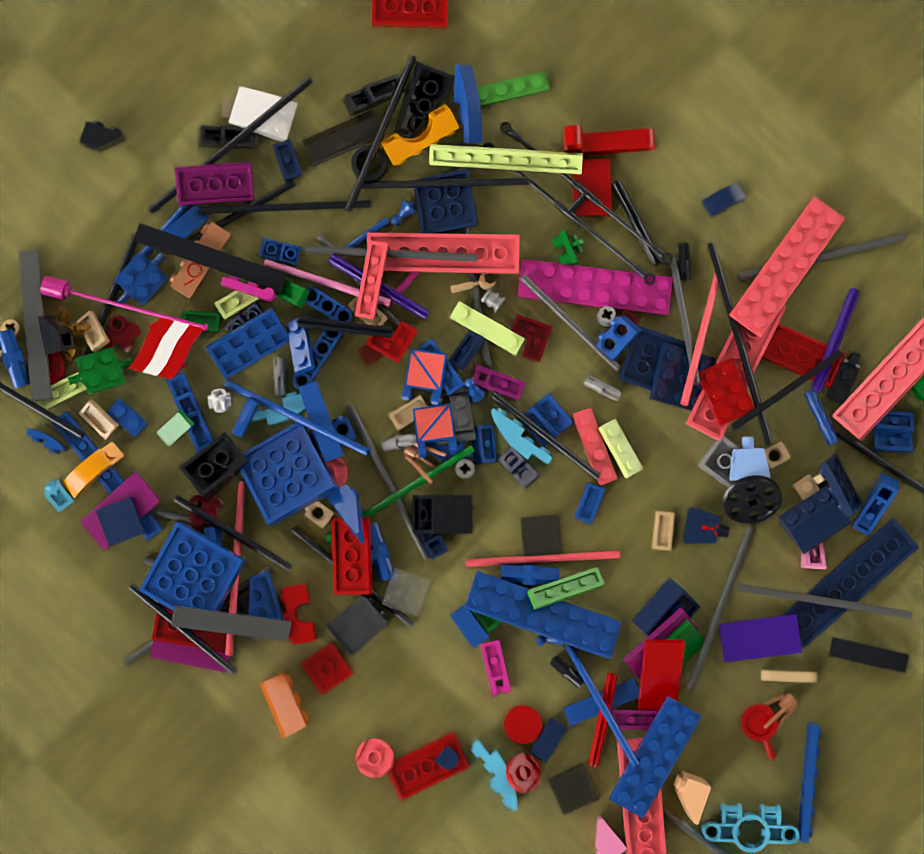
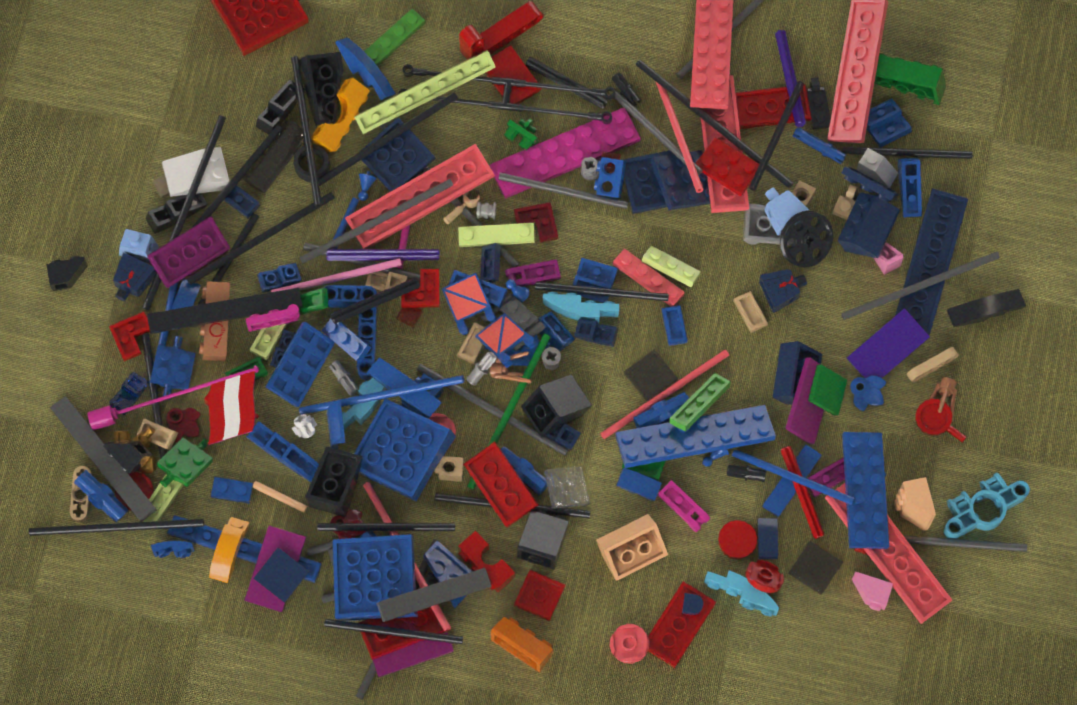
camera: 30 degrees left, 15 degrees down
(58, 495) = (211, 589): medium azure bracket -> none
(92, 279) = (129, 393): none -> clear blue slope
(98, 419) = (207, 505): tan tile -> none
(118, 223) = (125, 333): none -> red plate
(154, 175) = (132, 277): none -> dark blue torso
(164, 449) = (279, 496): none -> light nougat bar
(174, 150) = (137, 245): none -> light blue torso
(175, 428) = (280, 470): tile -> none
(300, 138) = (240, 174): none -> black piece
(349, 509) = (471, 444): blue slope -> none
(371, 280) = (374, 249): coral plate -> none
(429, 676) = (632, 547): none -> light nougat slope
(602, 388) = (622, 227): light grey axle -> none
(660, 672) = (823, 421): red tile -> none
(719, 667) = (870, 394): none -> blue plate
(720, 608) = (839, 344): dark grey piece -> none
(723, 199) = (625, 23): dark blue slope -> none
(808, 790) = (1003, 433): blue plate -> none
(857, 470) = (877, 168): none -> white slope

